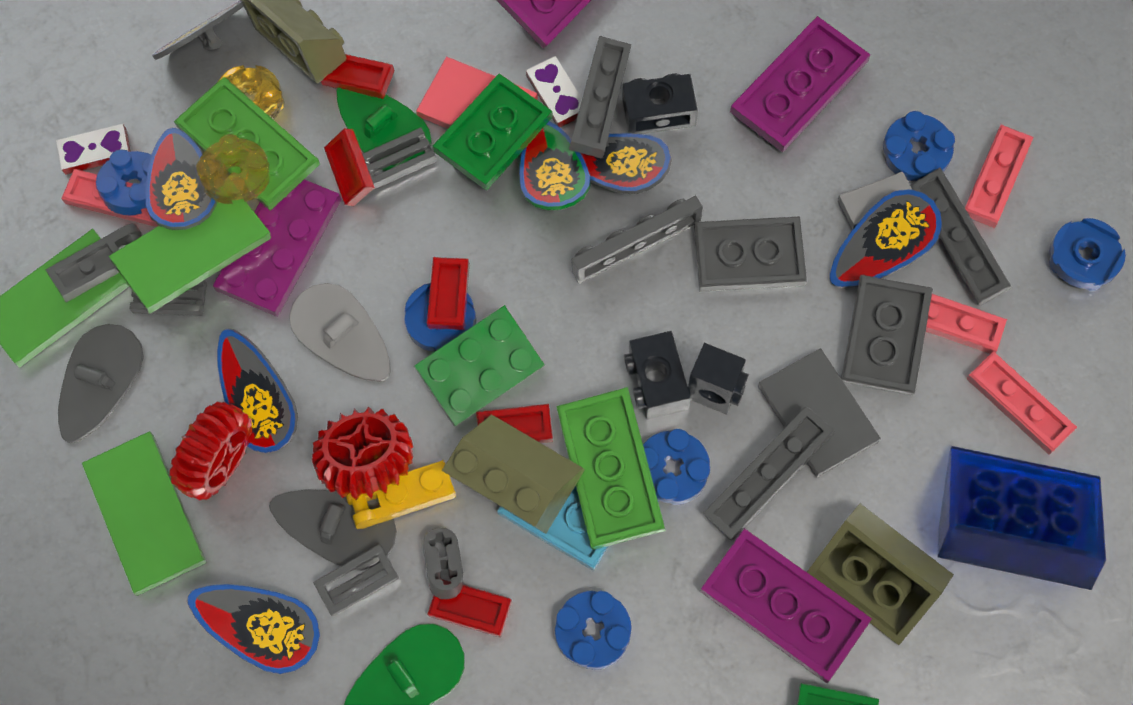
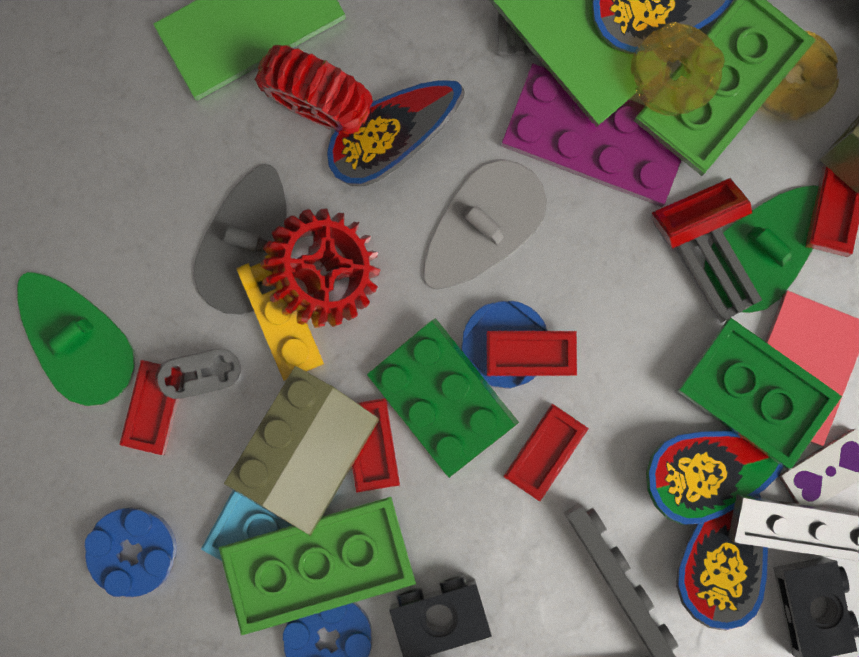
camera: 90 degrees right, 15 degrees up
(258, 625) = (117, 168): shield -> none
(348, 567) = (198, 304): dark grey tile -> none
(529, 292) = (545, 452): none -> red tile

